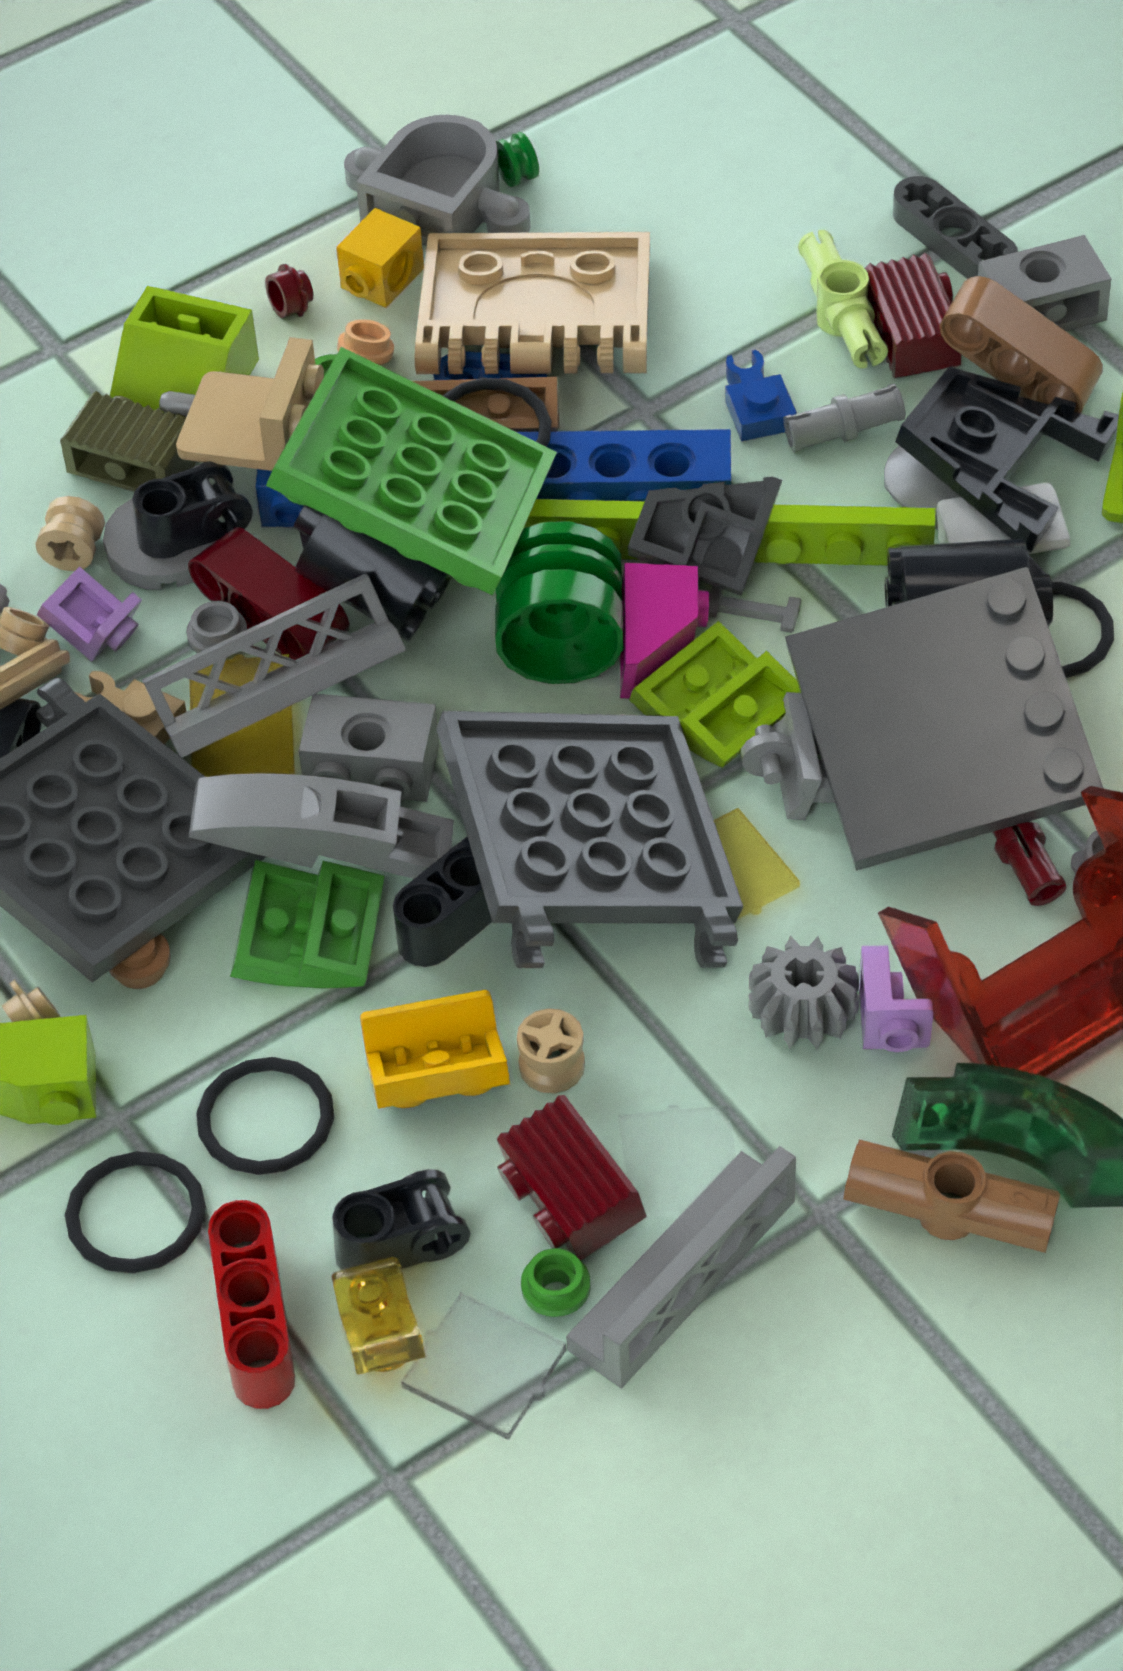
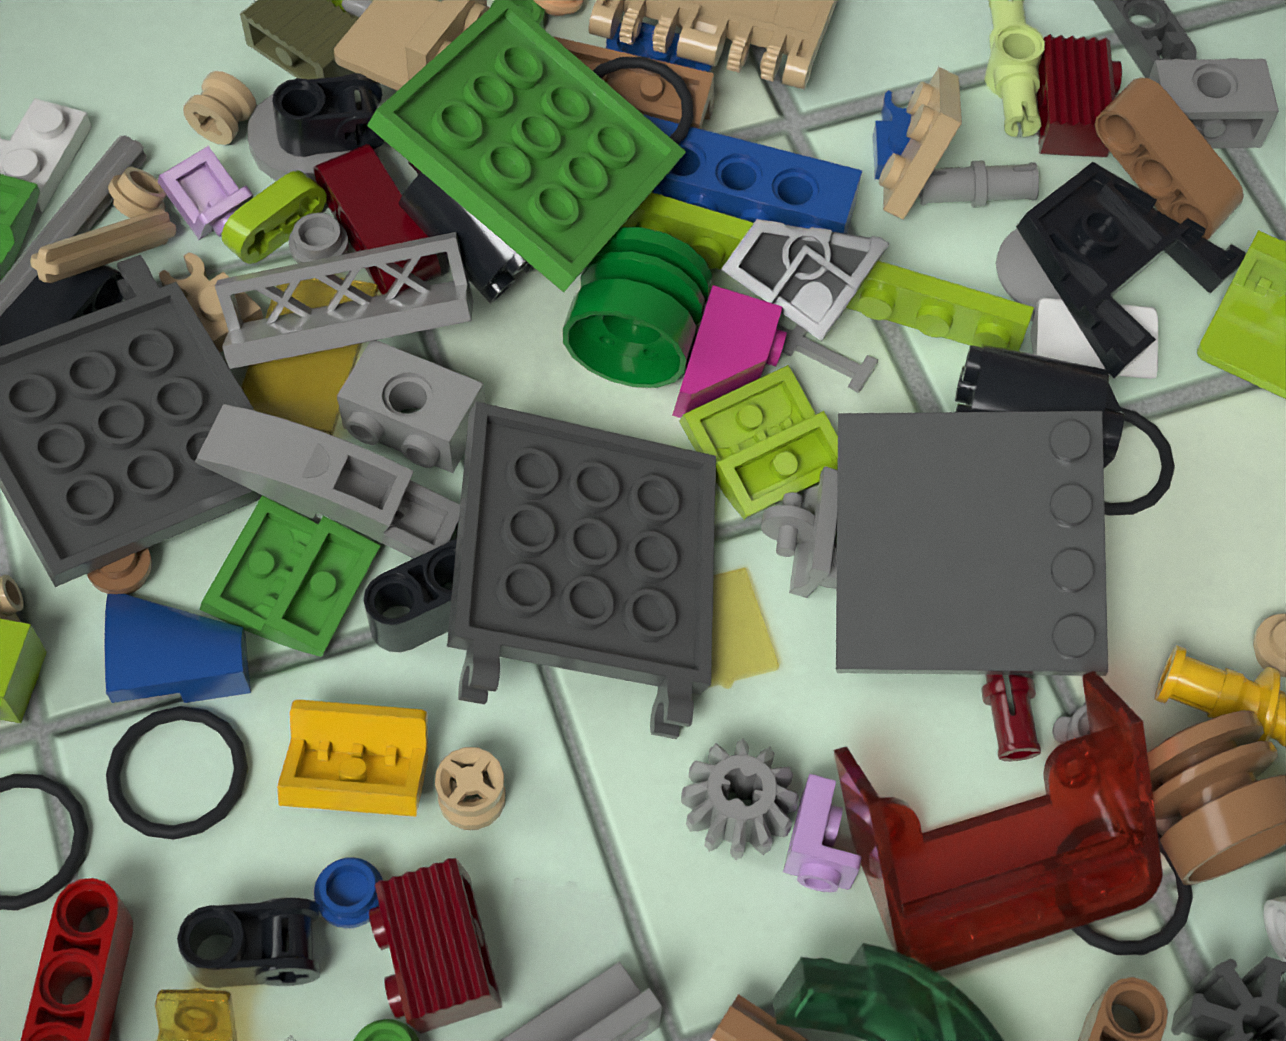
camera: 10 degrees right, 10 degrees up
(163, 618) = (271, 215): none -> lime beam
(222, 1015) = (171, 651): none -> blue slope
(470, 1163) = (347, 892): none -> blue plate
(785, 369) = (934, 122): none -> tan plate

